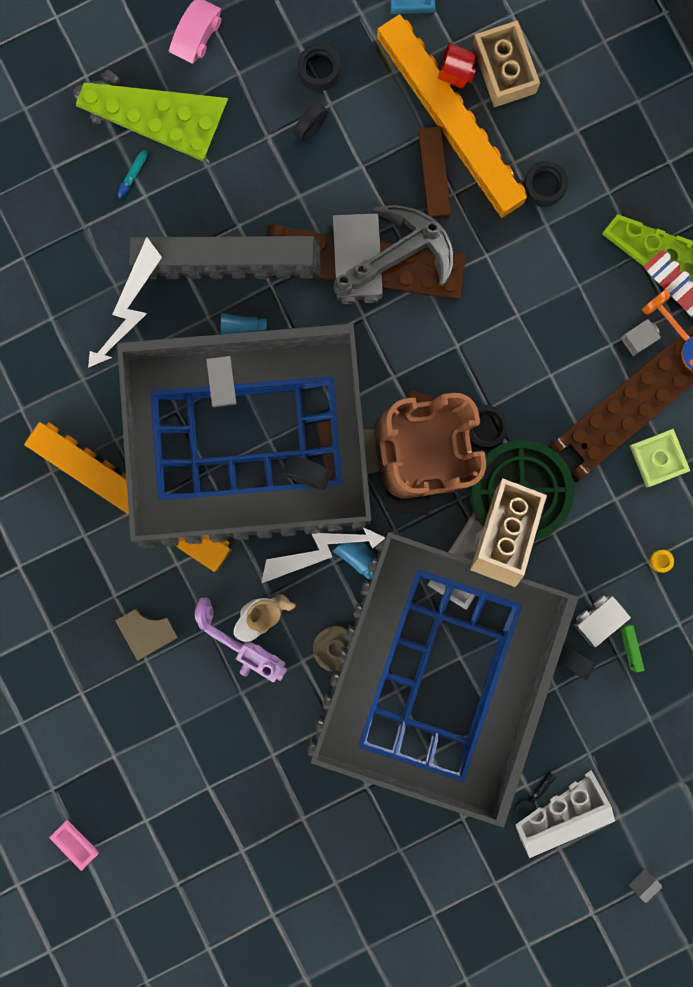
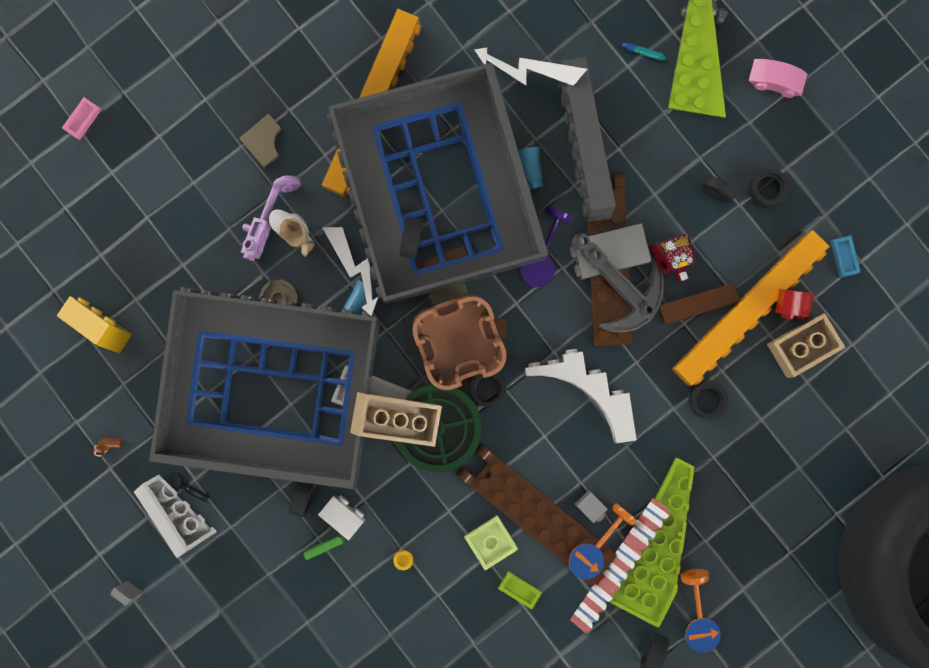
camera: 85 degrees right, 0 degrees up
(221, 381) = (476, 153): light grey tile -> none
(325, 871) = (94, 325): none -> yellow wedge
(366, 339) = (542, 272): none -> dark purple piece
(376, 187) = (674, 255): none -> torso
(467, 883) = (106, 444): none -> dark orange arm
(534, 288) = (615, 407): none -> white arch

